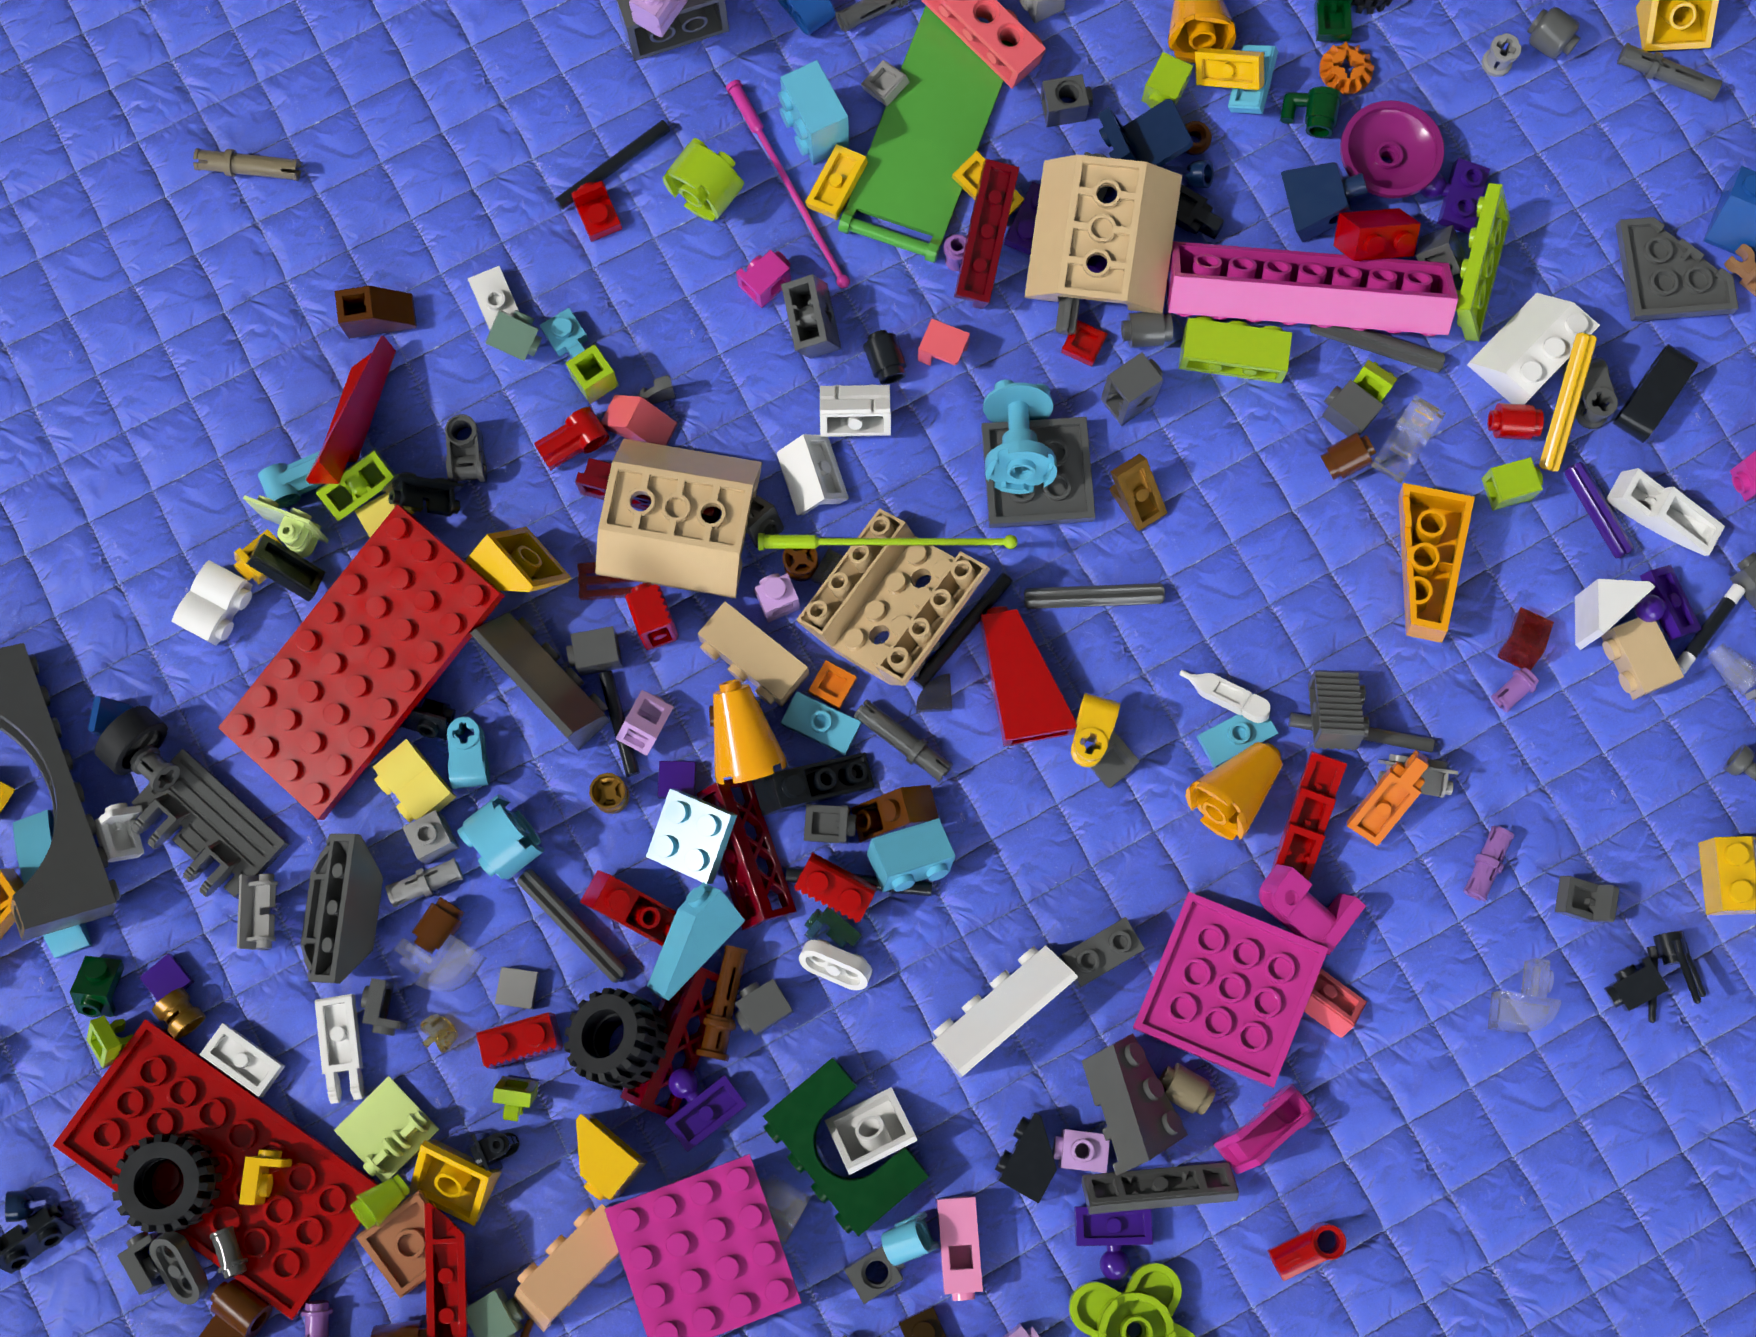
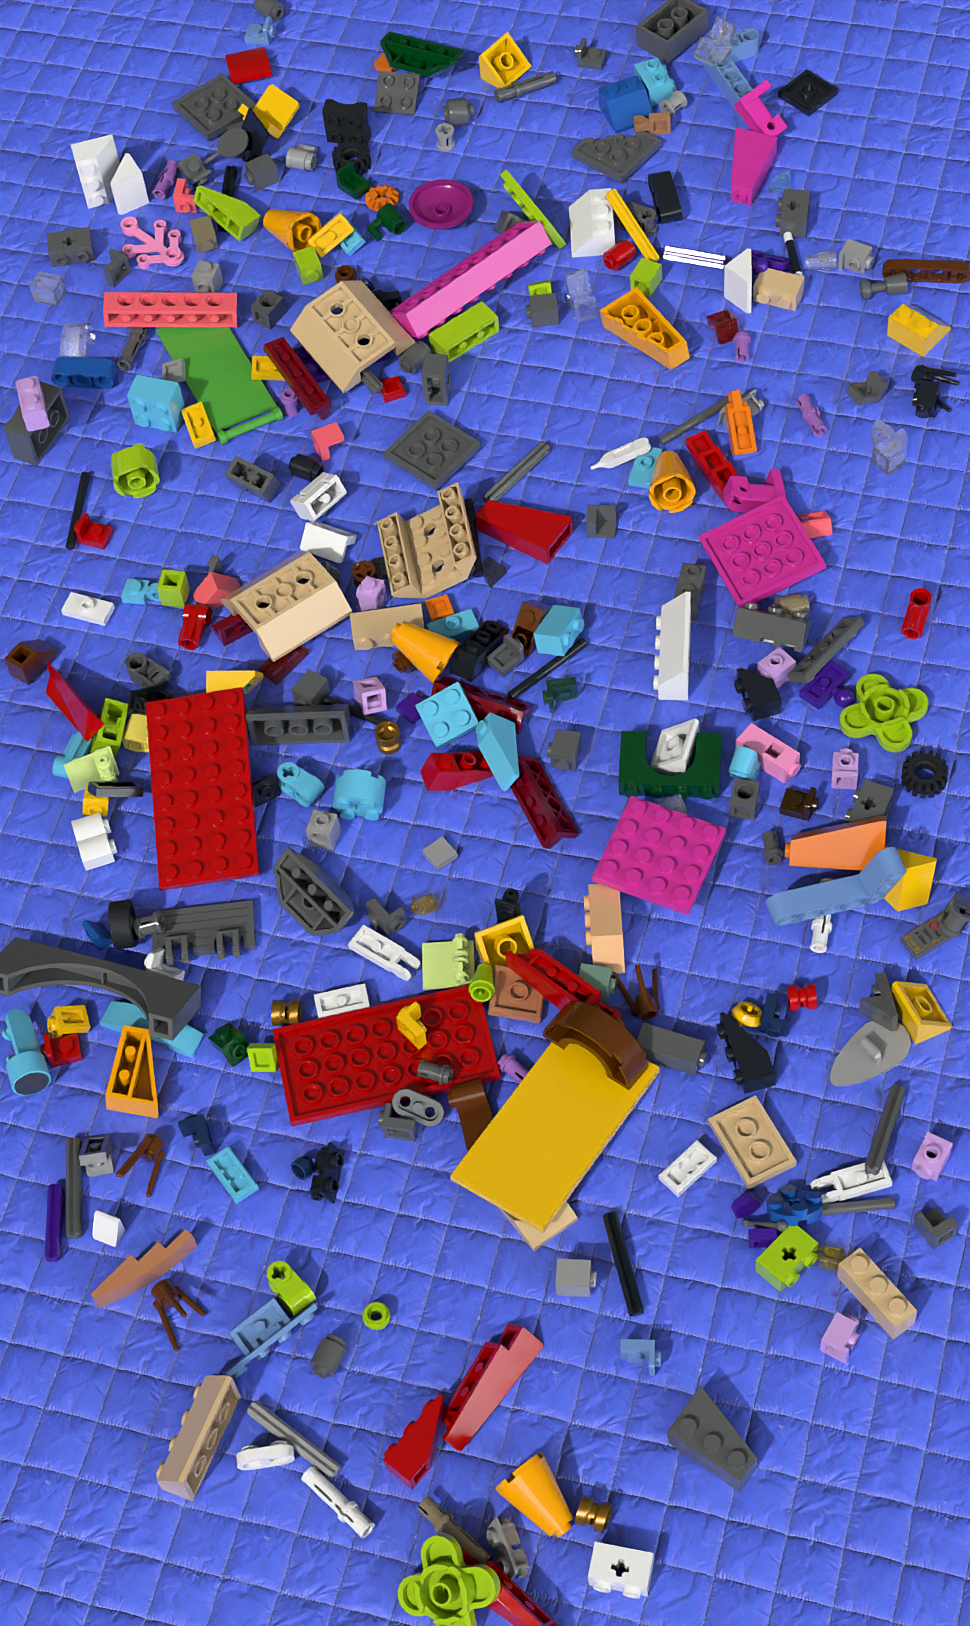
camera: 40 degrees left, 20 degrees down
(136, 1183) = (366, 1049): black tyre -> none
(166, 977) = (260, 1010): dark purple tile -> none
(255, 923) = (266, 932): light grey hinge -> none
(412, 781) = (285, 818): light yellow brick -> none
(424, 882) = (342, 853): light grey pin -> none
(437, 925) = (370, 861): reddish brown brick -> none
(447, 970) = (395, 877): clear brick -> none
(514, 334) = (114, 607): sand green brick -> none
(515, 1094) = (492, 889): lime tile -> none
(519, 1040) = (468, 866): red brick -> none
(572, 926) = (435, 805): dark grey axle -> none
(592, 1033) = (499, 807): black tyre -> none
(605, 1159) = (565, 864): yellow slope -> none
(651, 615) = (322, 648): red brick -> none
(704, 1110) = (589, 813): dark purple plate -> none
(720, 1022) = (551, 770): reddish brown pin -> none
(756, 126) = (129, 438): dark pink piece -> none
(764, 277) = (209, 488): dark pink brick -> none
(813, 541) = (362, 555): lime piece -> none
(835, 887) = (534, 671): red brick -> none
(835, 964) = (576, 706): white plate -> none
(913, 748) = (499, 598): dark grey pin -> none
(1020, 458) = (419, 440): medium azure piece -> none
(1094, 724) = (580, 507): yellow piece -> none
(1137, 492) = (487, 417): pearl gold slope -> none
(1150, 138) = (324, 279): dark blue bracket -> none
(1267, 1130) = (842, 589): dark pink piece -> none
(1318, 196) = (431, 246): dark blue torso -> none
(1337, 709) = (676, 414): dark grey brick -> none
(1348, 456) = (563, 326): reddish brown brick -> none
(1376, 234) = (473, 237): red brick -> none
(1384, 346) = (524, 279): dark grey axle -> none
(1460, 194) = (491, 199): dark purple plate -> none
(1665, 511) = (722, 233): white slope -> none

